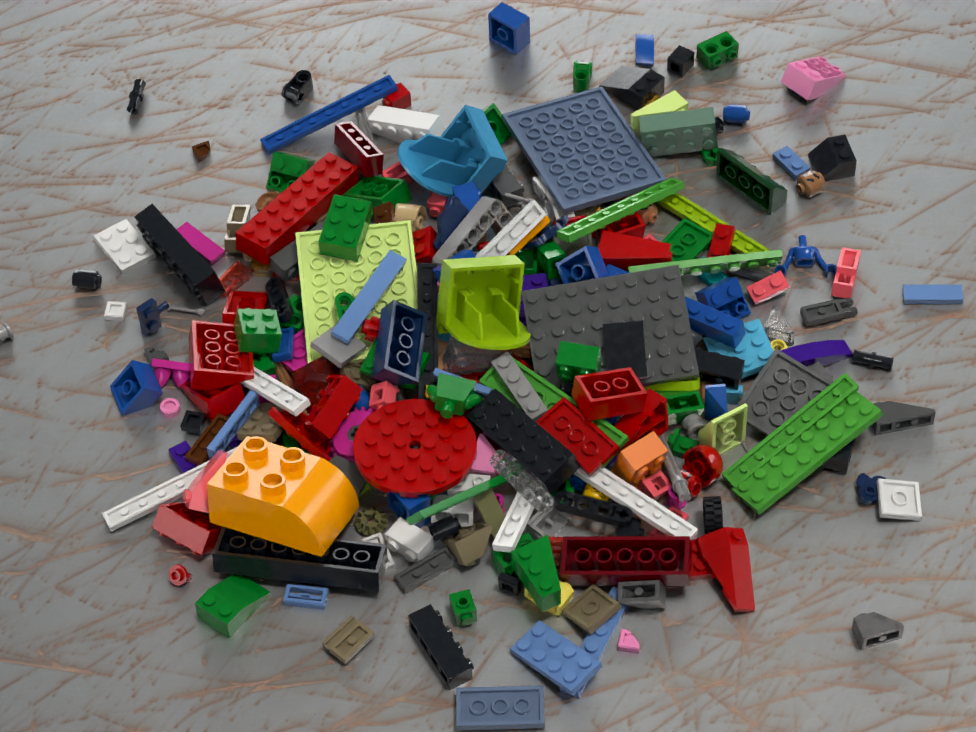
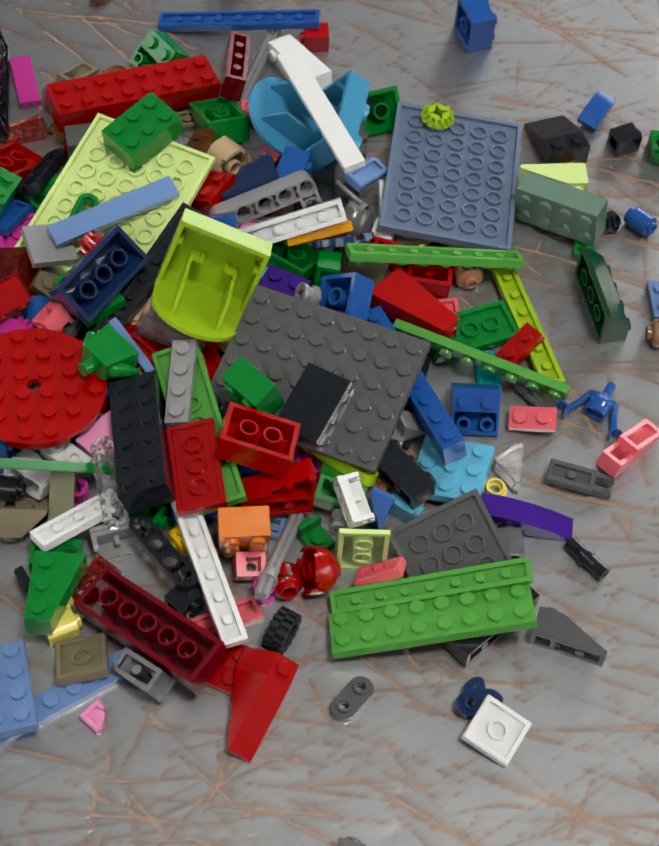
camera: 25 degrees right, 5 degrees up
(467, 145) = (321, 111): none -> white tile
(522, 178) = (366, 175): none -> medium blue tile
(540, 115) = (433, 120): none -> lime gear
(553, 279) = (308, 293): none -> light grey wheel
(581, 76) = (514, 104): green piece -> none
(696, 404) = (352, 500): none -> white hinge
(747, 441) = (380, 571): none -> coral plate
(789, 532) = (353, 698): none -> dark grey plate

